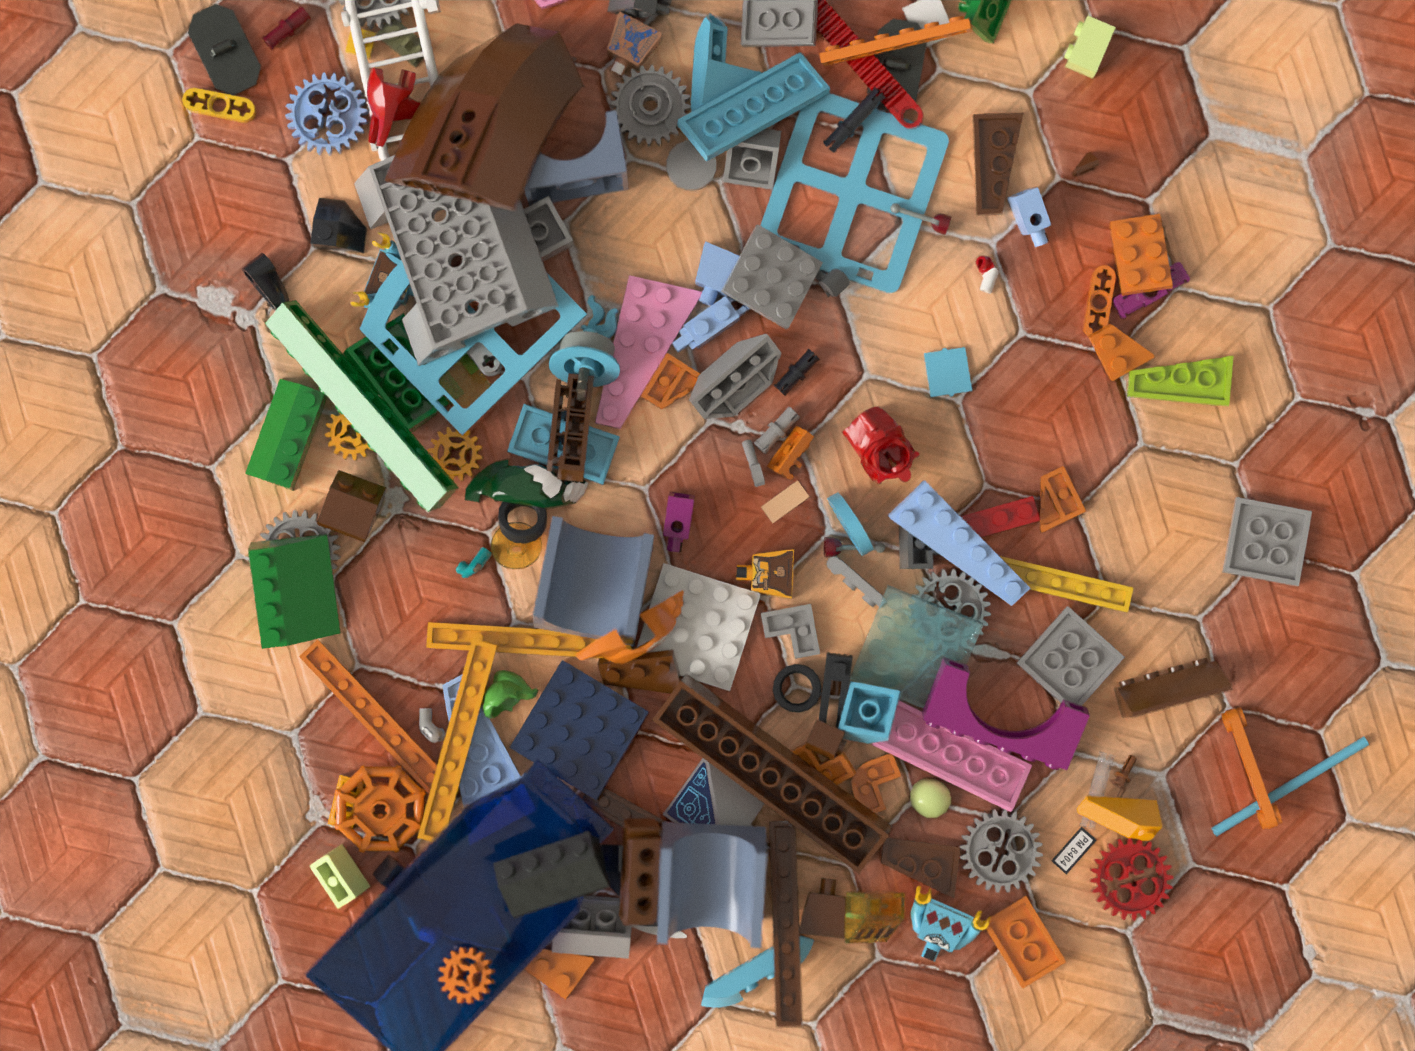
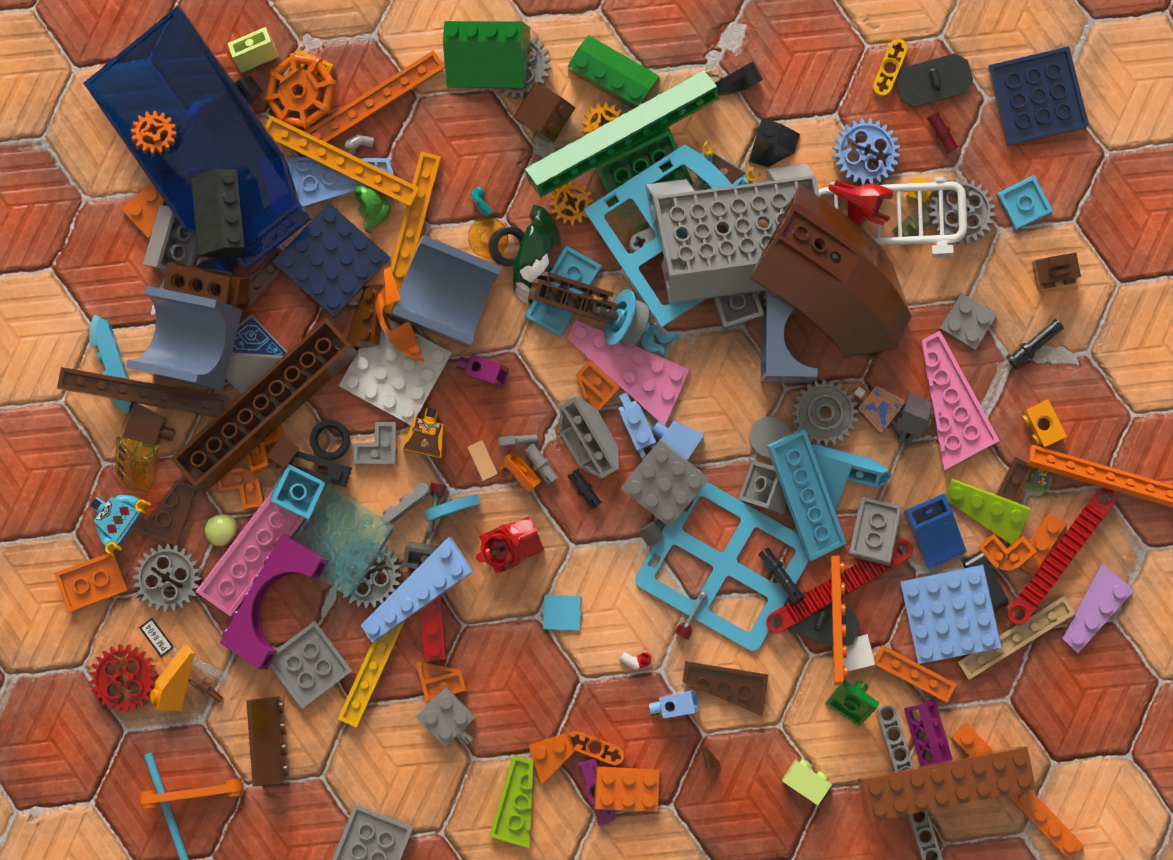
camera: 110 degrees right, 0 degrees up
(1100, 482) = (446, 717): none -> light grey plate

